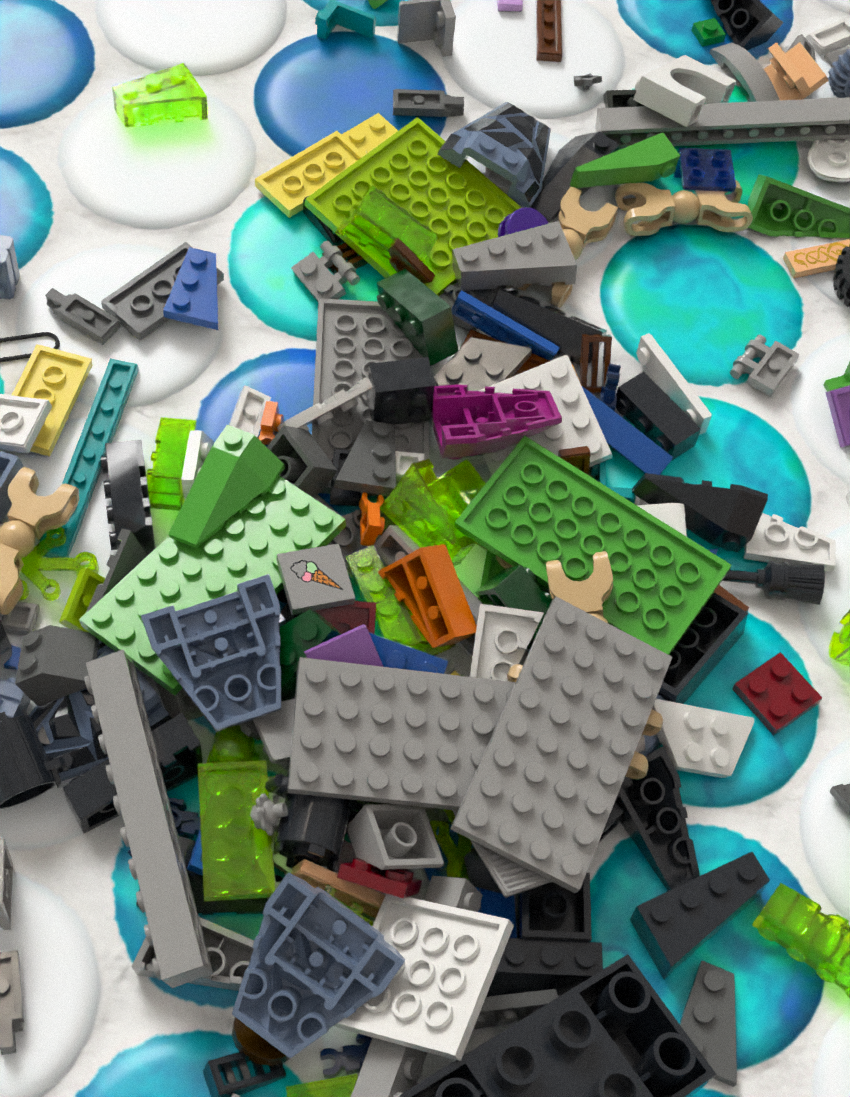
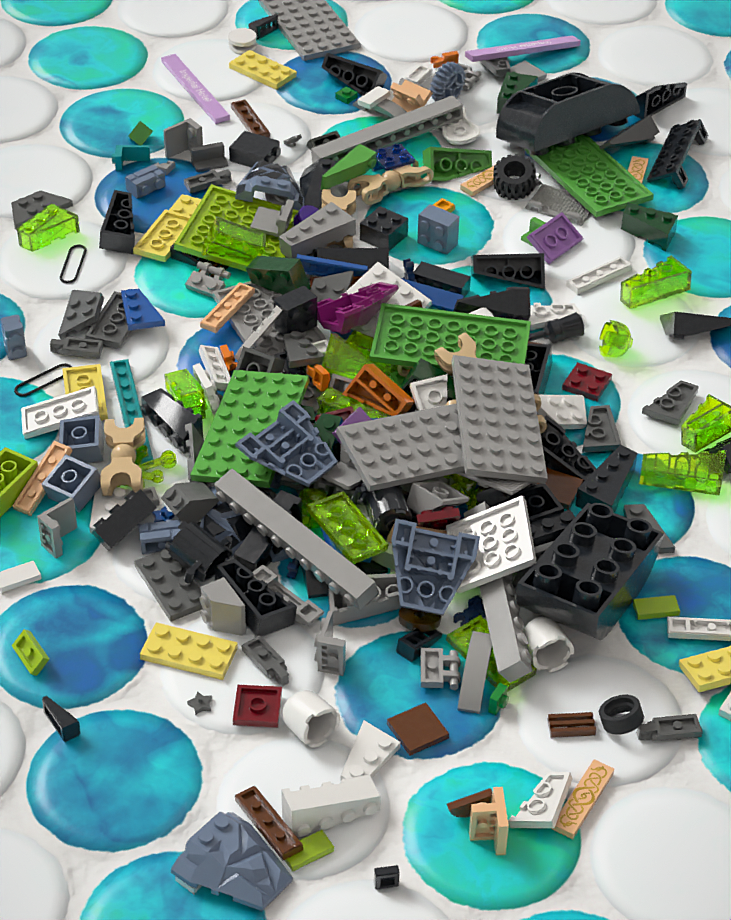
camera: 20 degrees left, 15 degrees down
(47, 895) = (264, 609): none -> black wedge
(80, 598) = (178, 470): lime plate -> none
(85, 1023) = (330, 651): none -> light grey bracket
(96, 895) = (306, 611): none -> light grey slope
(121, 258) = (81, 311): none -> dark grey wing
(159, 162) = (80, 264): none -> black piece
(168, 50) = (29, 206): none -> dark grey wing
(230, 478) = (232, 381): bright green wedge -> none
(255, 133) = (118, 226): none -> black wedge
(267, 814) = (362, 509): light grey plant -> none
(315, 579) = (315, 402): light grey tile -> none
(319, 336) = (227, 307): none -> light nougat tile
(340, 72) = (145, 181): none -> sand blue brick
(383, 58) = (166, 167): none -> light grey tile
(403, 258) = (251, 251): reddish brown tile -> none
(452, 65) = (208, 157): none -> dark grey panel
(469, 213) = (273, 221): none -> light grey bracket
(520, 78) = (253, 148): none -> black brick
(595, 338) = (396, 260): reddish brown tile -> none
(621, 878) = (563, 487): none -> reddish brown tile
(625, 288) = (383, 228): none -> black brick
(672, 381) = (419, 254): white plate -> none
(682, 89) = (354, 123): white arch -> none
(700, 323) = (438, 229): none -> sand blue brick
(738, 282) = (445, 205): none -> light orange tile
(739, 54) = (374, 97): none -> white tile
(745, 799) = (601, 430): none -> dark grey wing
(771, 370) = (488, 242): light grey plate -> none
(779, 439) = (517, 268): none -> black wedge

